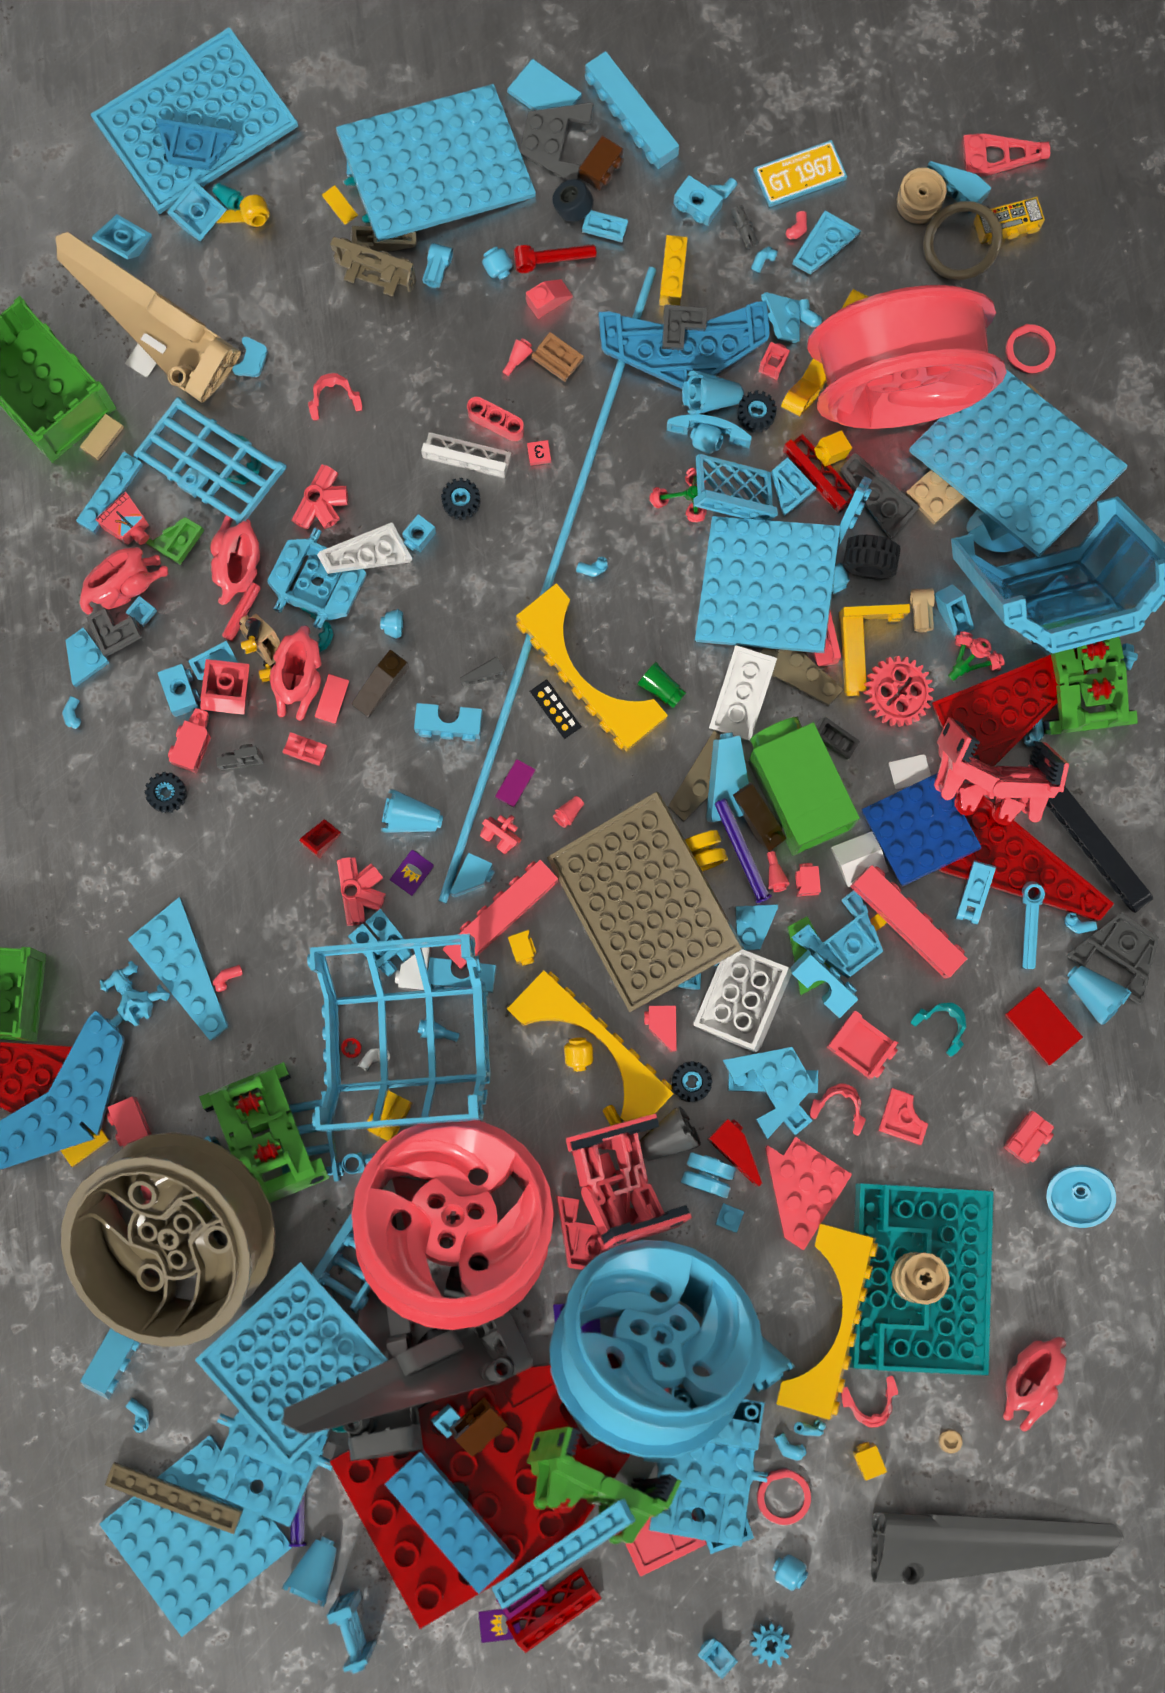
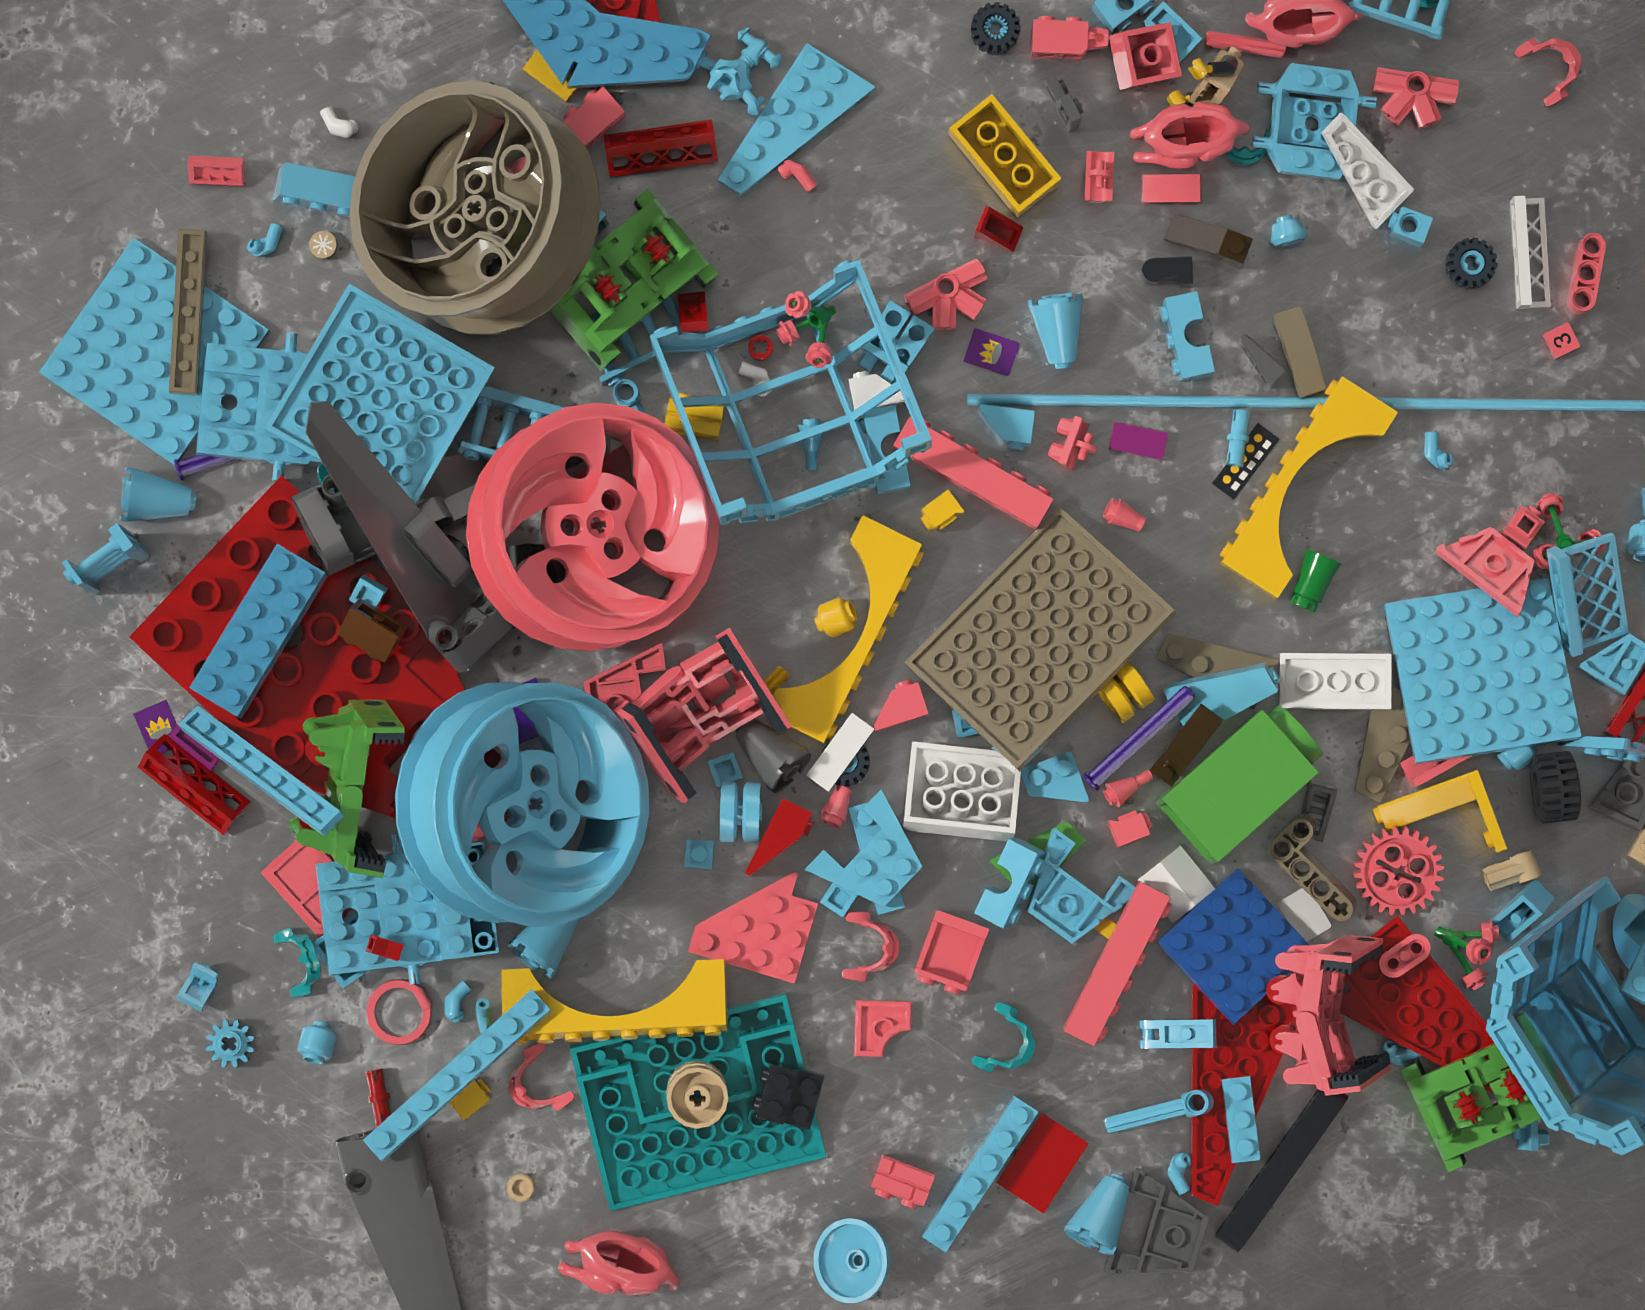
camera: 70 degrees right, 5 degrees up
(67, 1328) = (338, 126): none -> white arm
(68, 1438) = (216, 170): none -> coral plate
(157, 1369) = (323, 245): none -> tan tile
(163, 1075) = (658, 139): none -> red fence
(265, 815) = (1004, 156): none -> yellow brick
(307, 1091) = (692, 312): none -> red plate
(330, 1005) = (799, 306): none -> coral plant
(392, 720) = (1168, 269): none -> black leg
(487, 642) = (1299, 352): none -> dark tan slope
(536, 708) = (1238, 438): none -> medium azure pin
(668, 530) = (1518, 534): none -> coral window
(670, 1177) = (725, 769): none -> medium azure plate
(684, 1083) = (840, 752): none -> white sticker
(691, 552) = (1492, 565): none -> coral wing
(721, 1560) = (308, 957): none -> teal helmet
(725, 1099) = (836, 808): none -> coral cone
(733, 1495) = (384, 948): none -> red piece
(847, 1534) = (378, 1096): none -> red pin
(853, 1468) = (457, 1075): none -> medium azure plate
(883, 751) = (1317, 871): none -> dark tan beam
(939, 1206) = (788, 1095): none -> black plate
(966, 705) = (1404, 955): none -> coral plate
(1040, 1076) = (979, 1173): none -> medium azure brick
(1053, 865) = (1240, 1119): none -> medium azure plate

